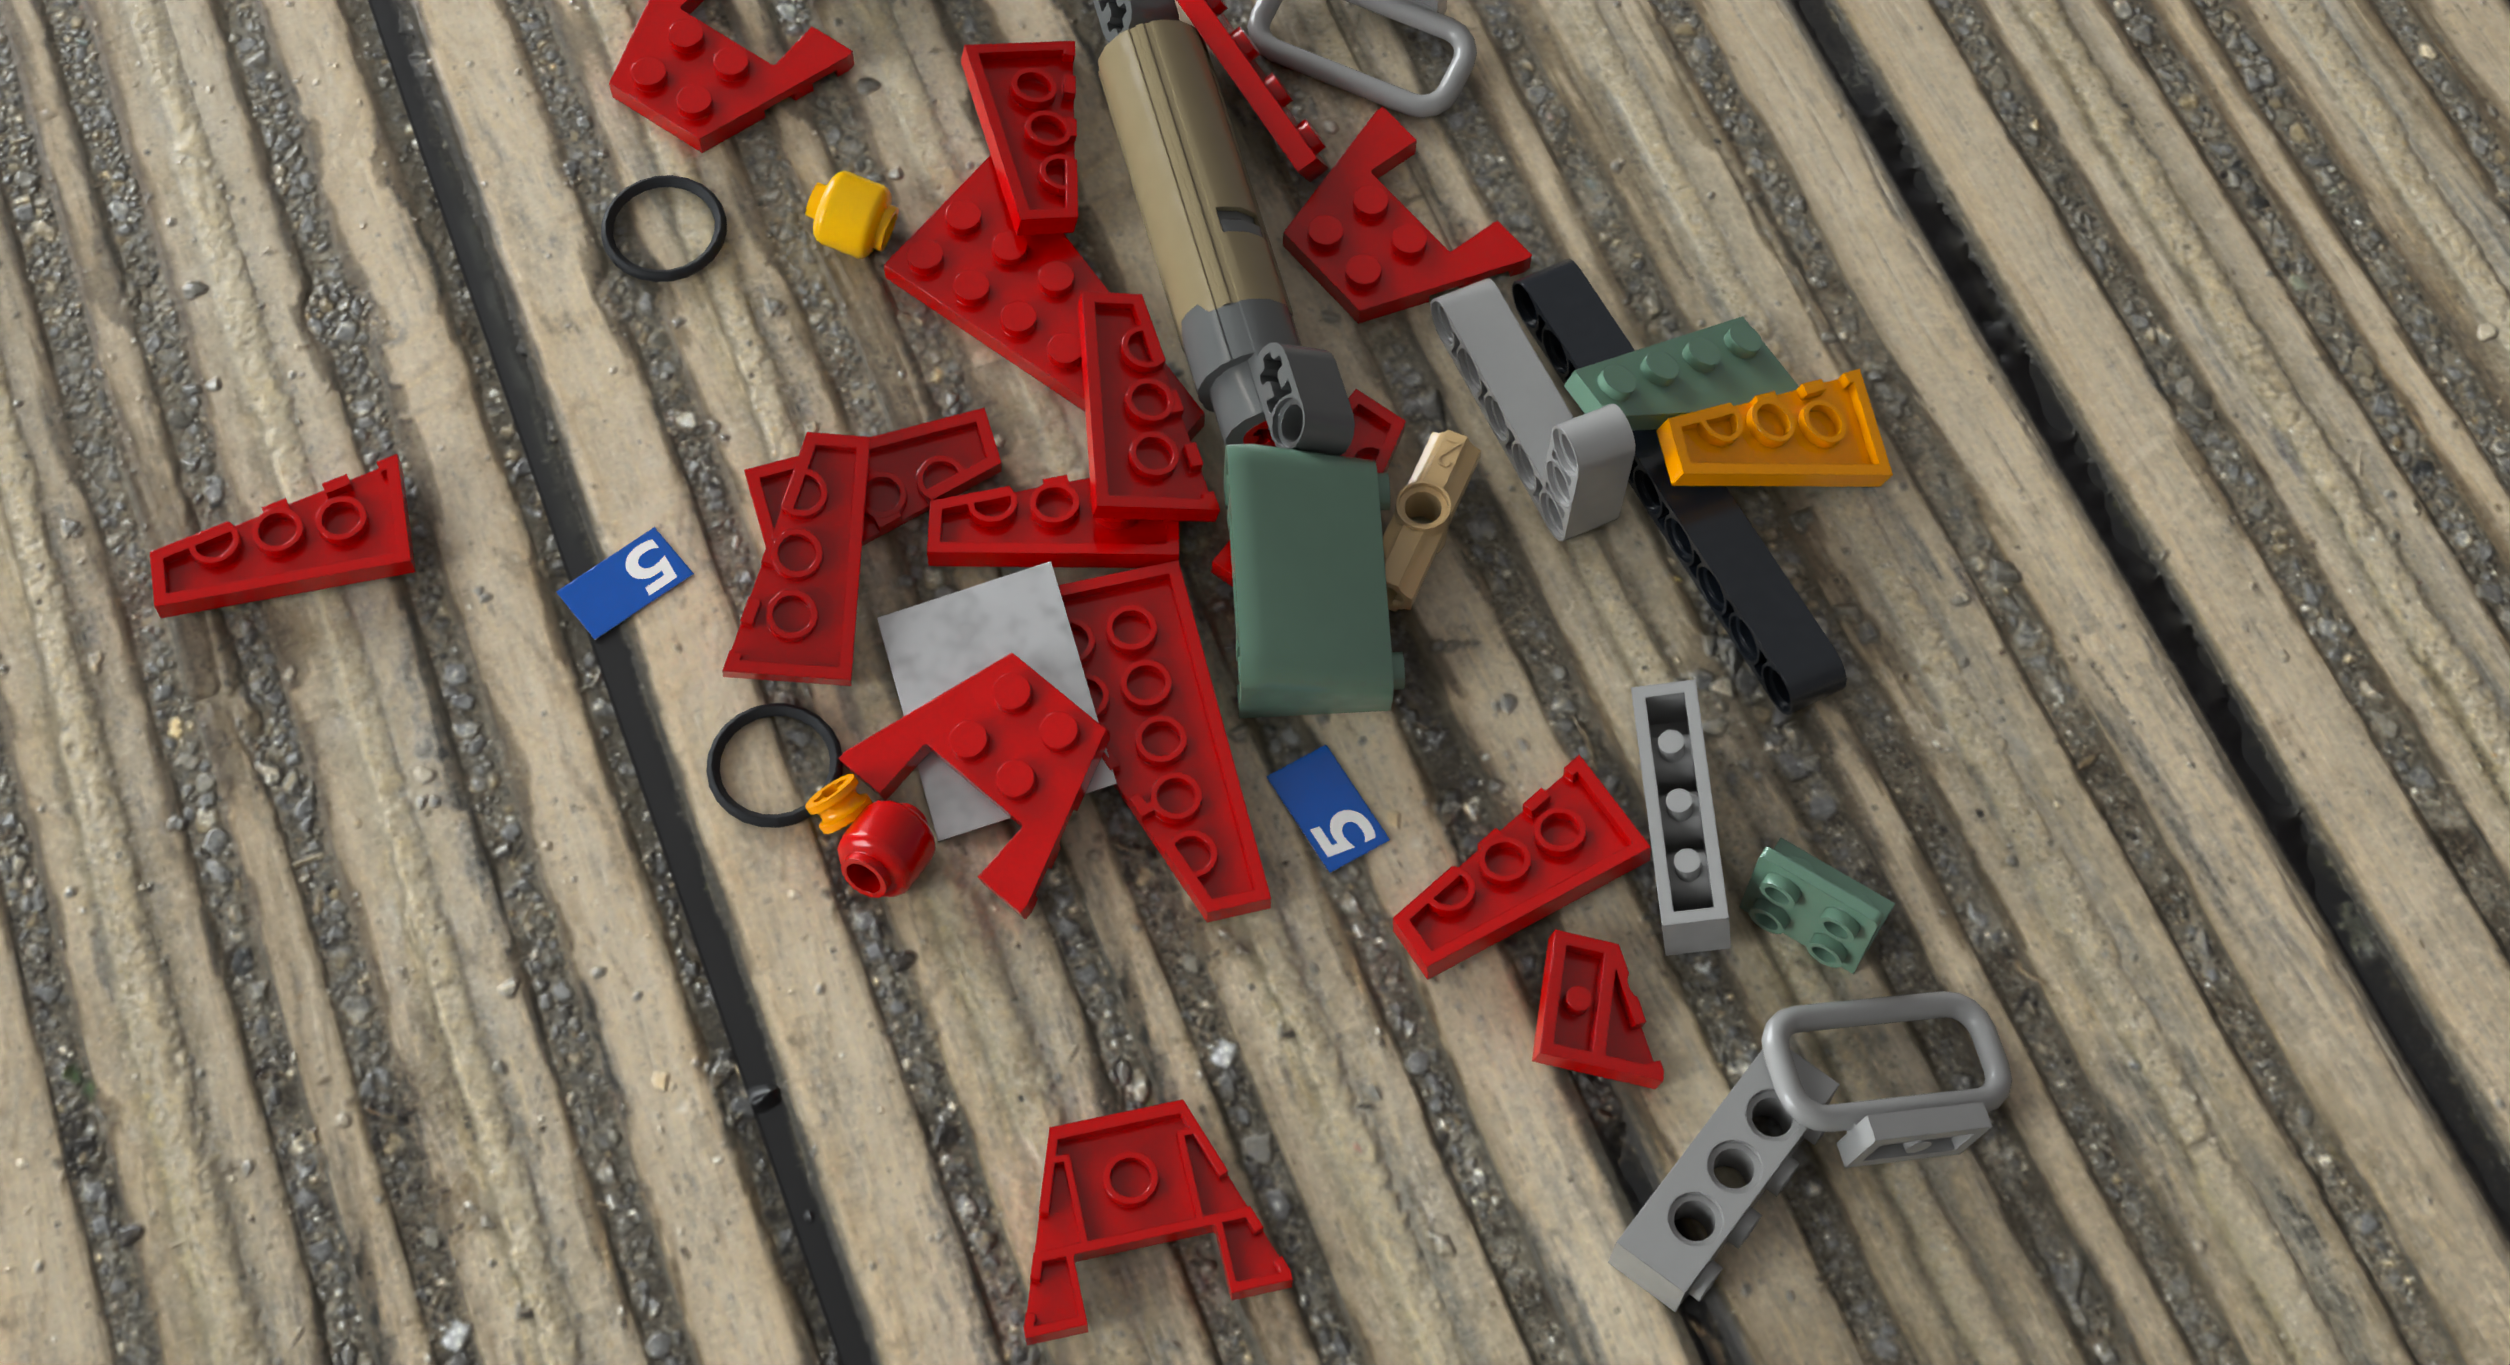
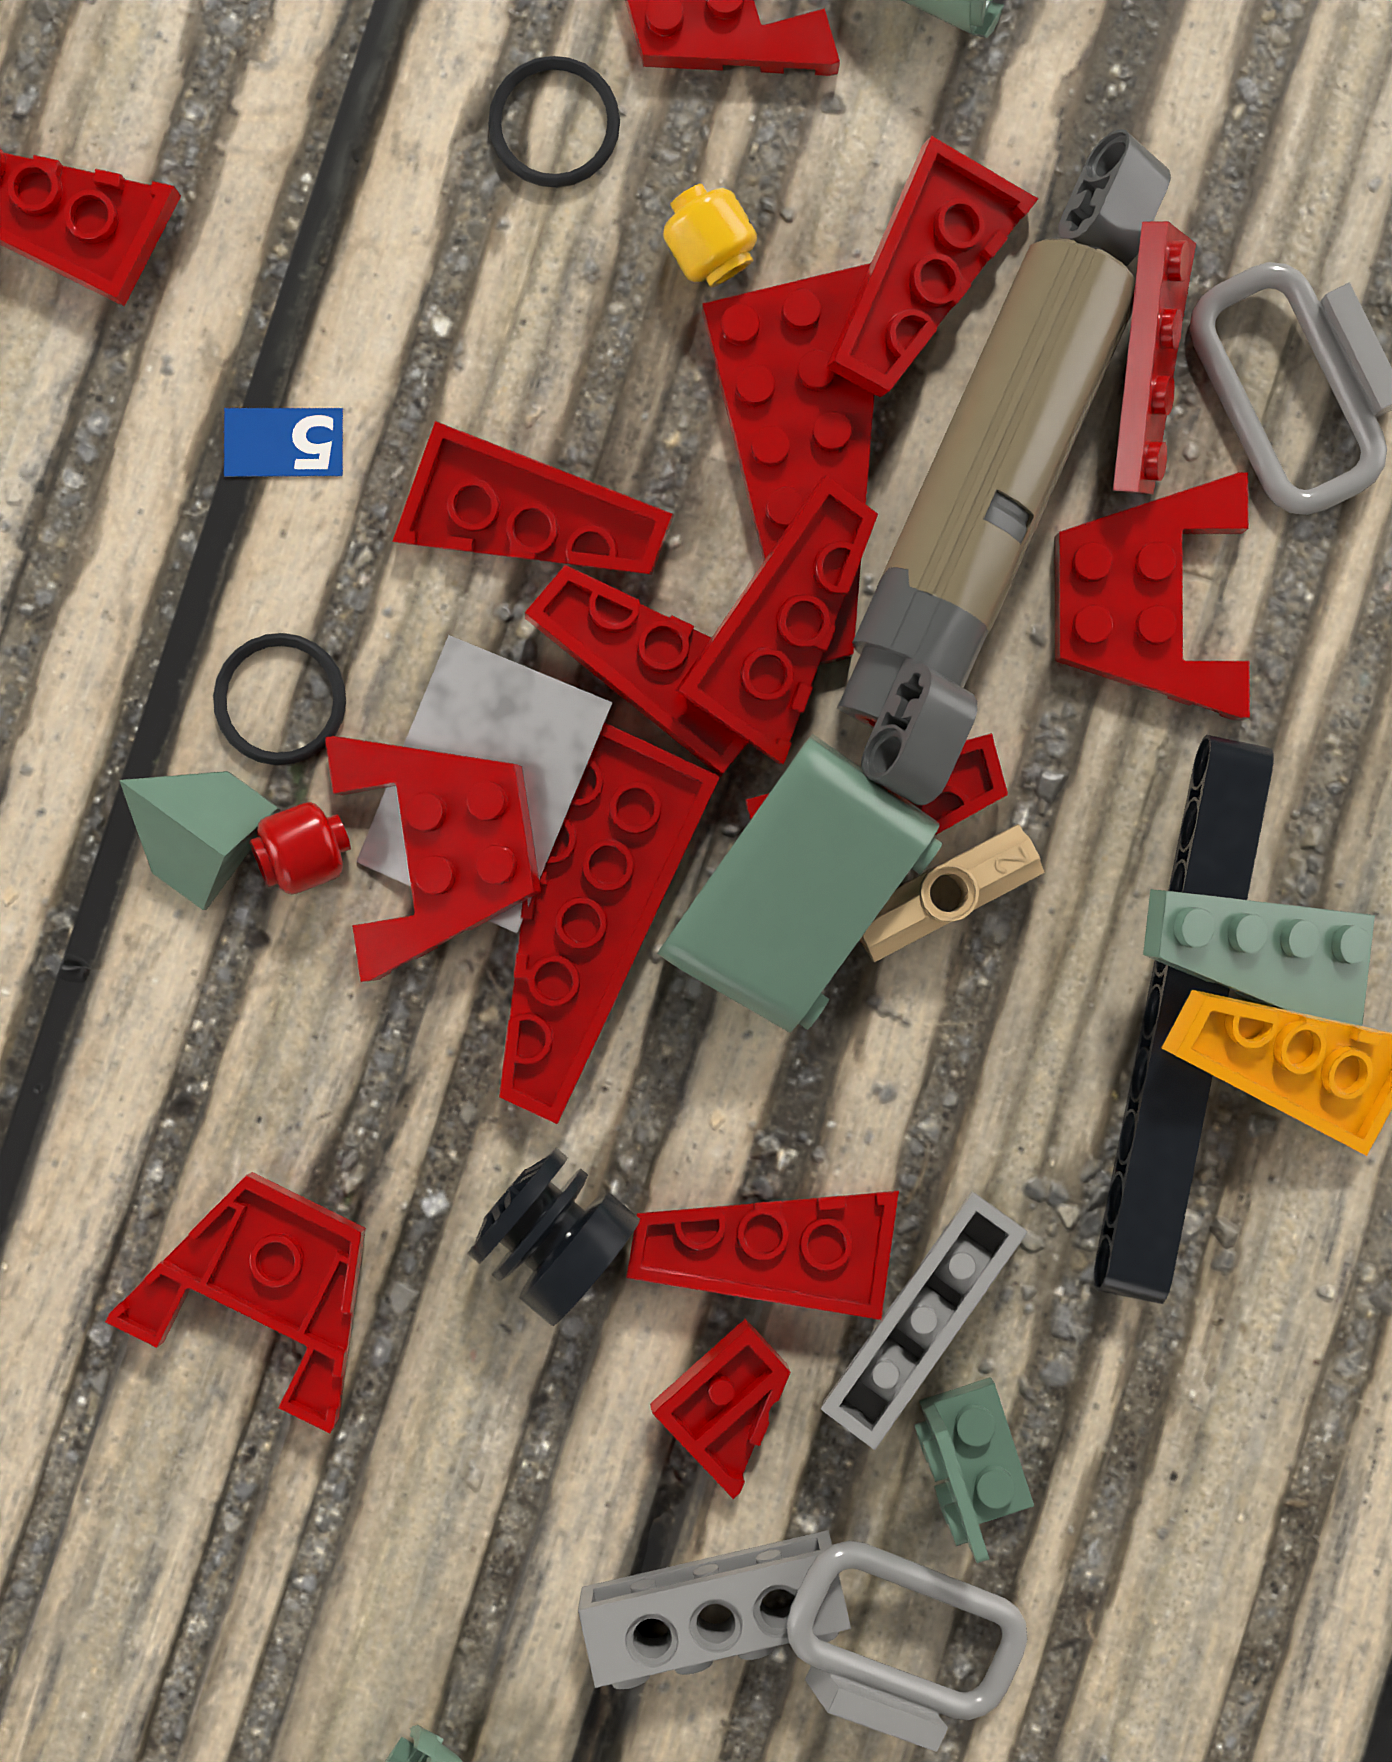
camera: 35 degrees right, 25 degrees up
(787, 905) = (195, 828): none -> sand green slope
(807, 589) = (410, 566): red wing -> none
(838, 803) = (292, 779): light orange bush -> none
(1328, 808) = (673, 1070): blue sticker -> none
(1341, 967) = (553, 1236): none -> black wheel
(1566, 463) = (1115, 866): light grey beam -> none

